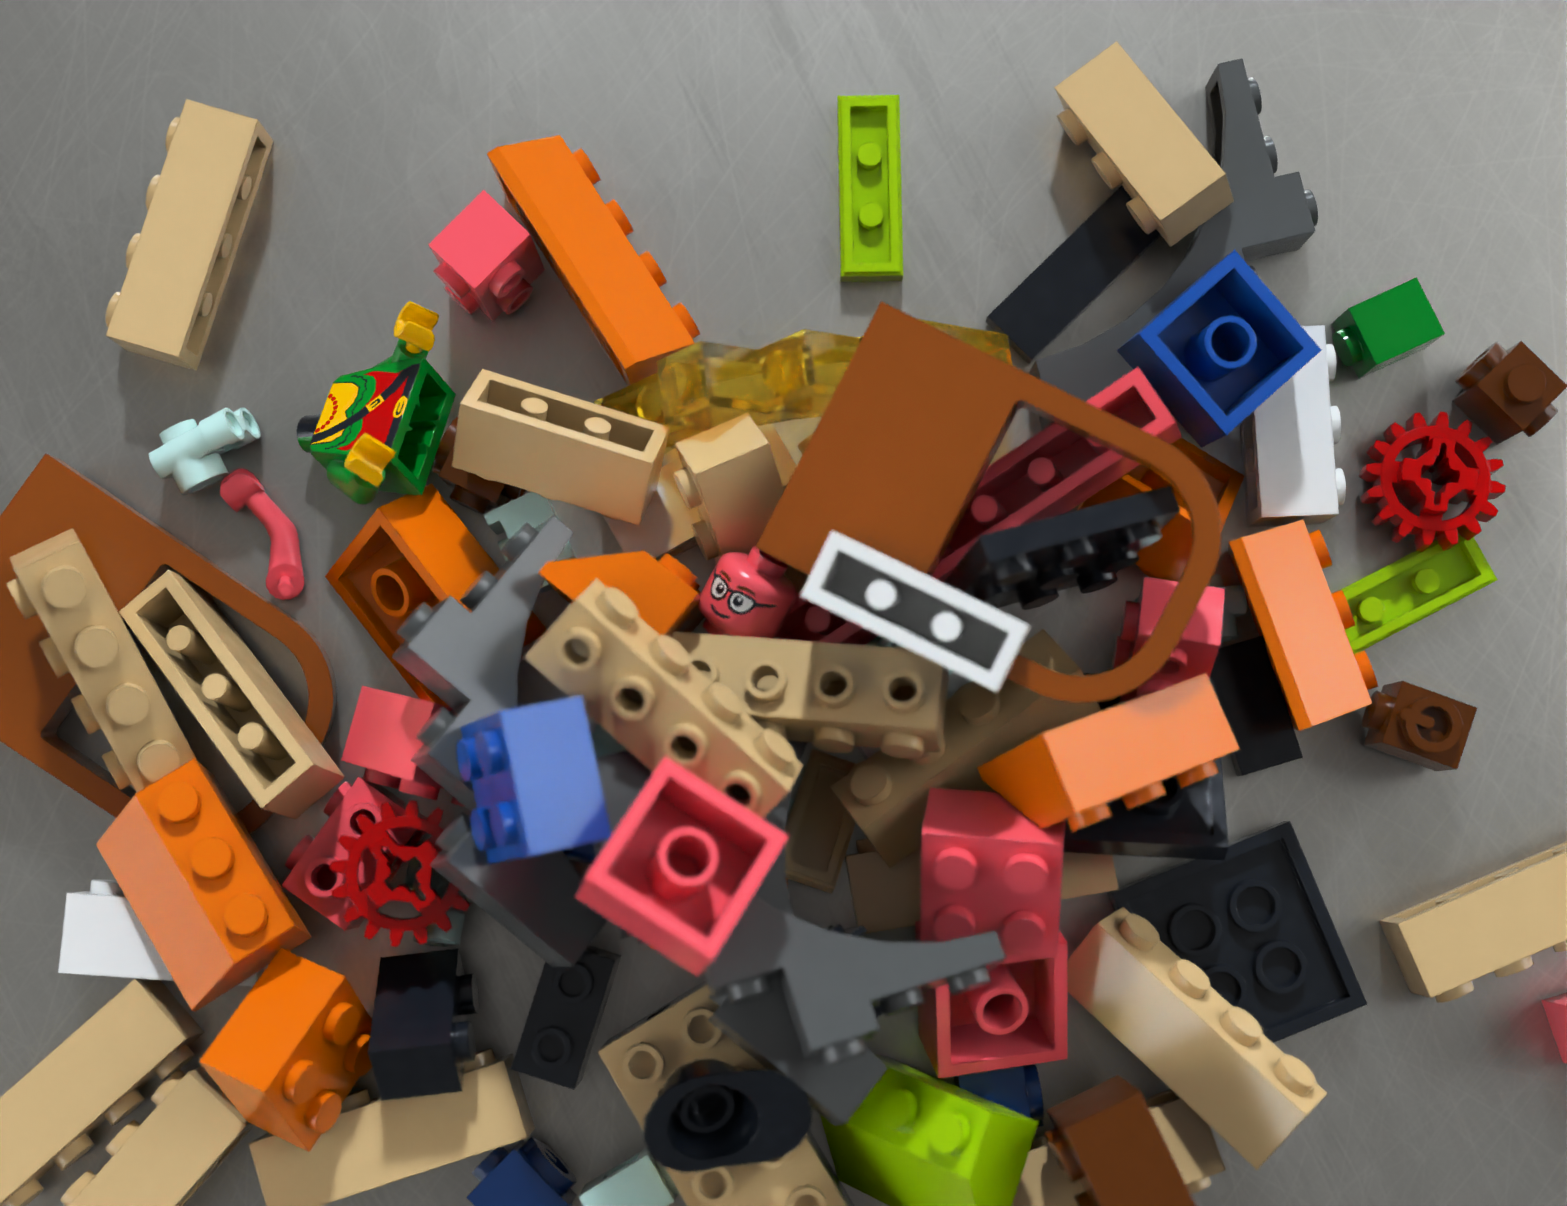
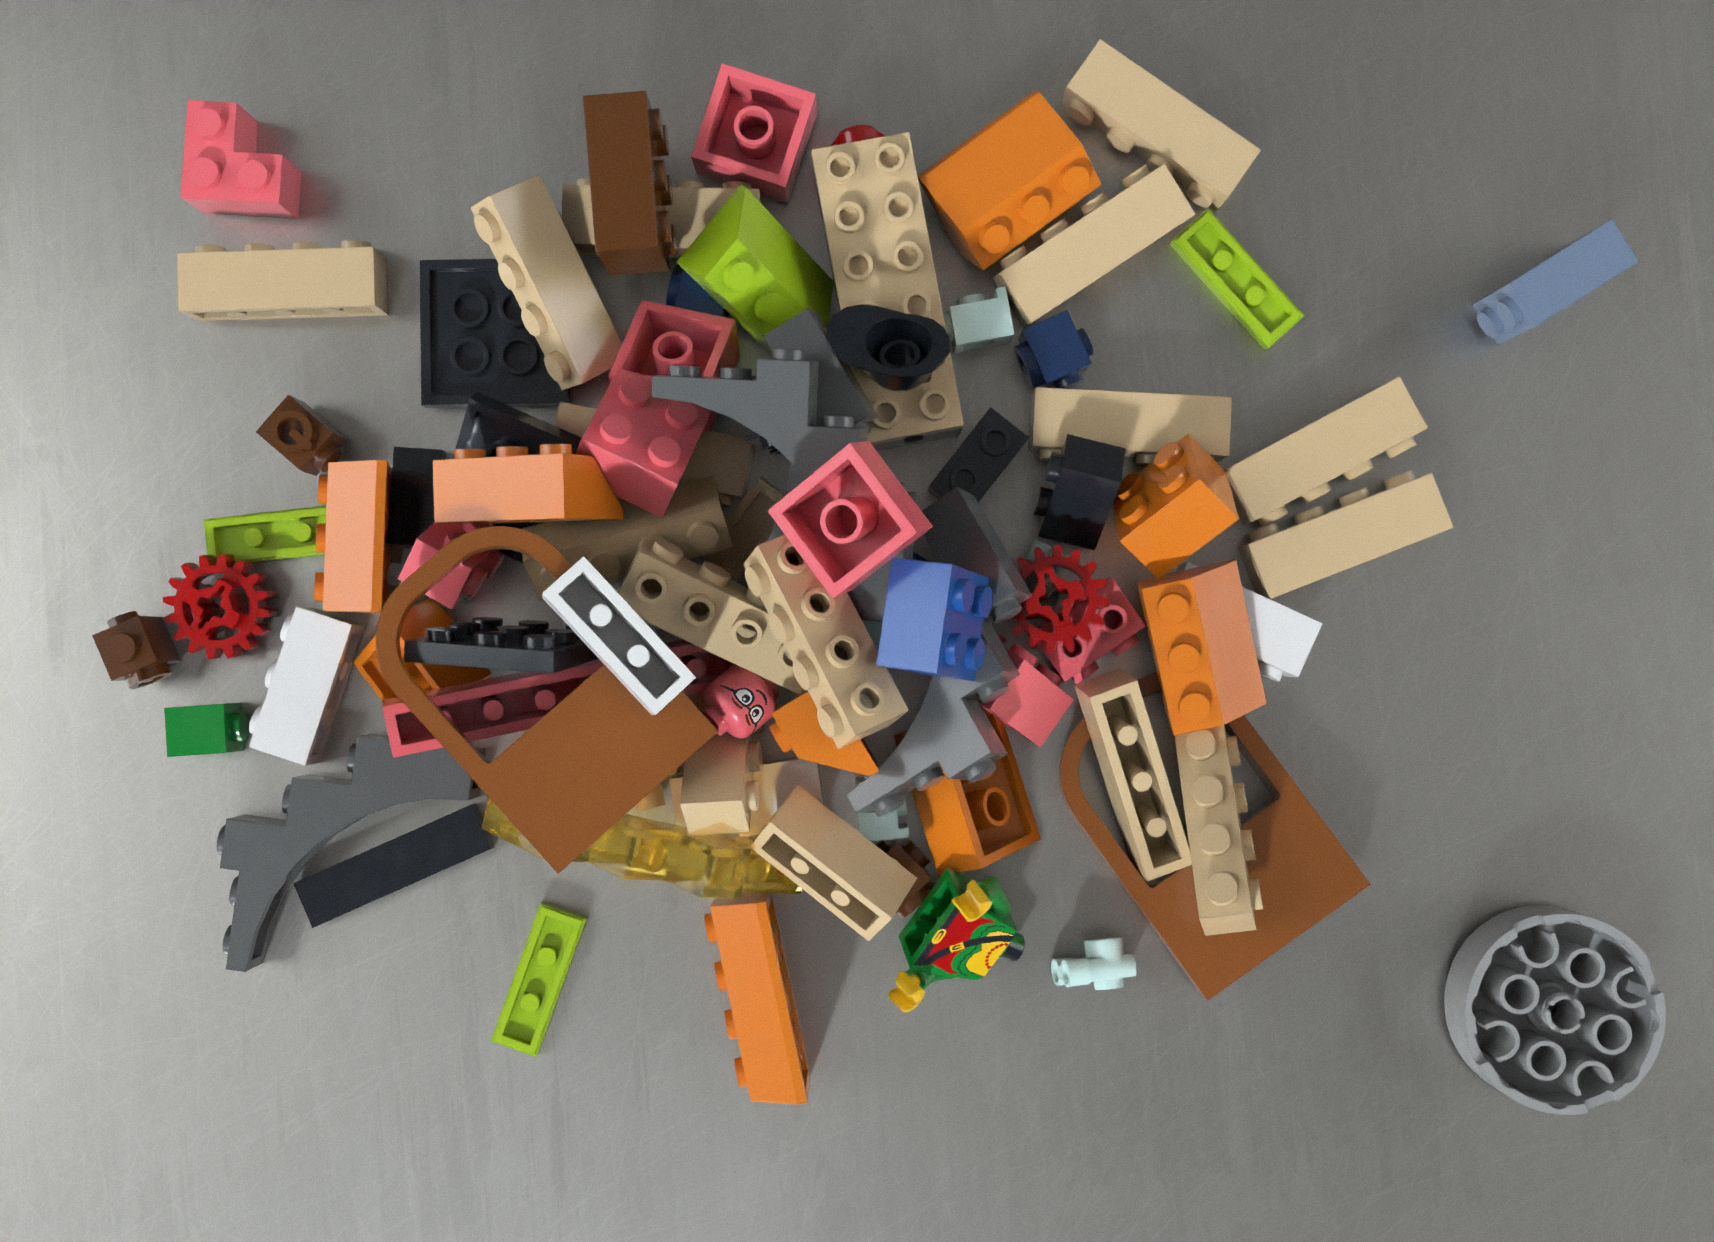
camera: 160 degrees left, 5 degrees up
(189, 234) = (1051, 1131): tan brick -> none
(285, 567) = (1068, 851): coral piece -> none
(486, 259) = (838, 1026): coral brick -> none
(1142, 146) = (326, 931): tan brick -> none
(1219, 349) = (330, 754): blue brick -> none

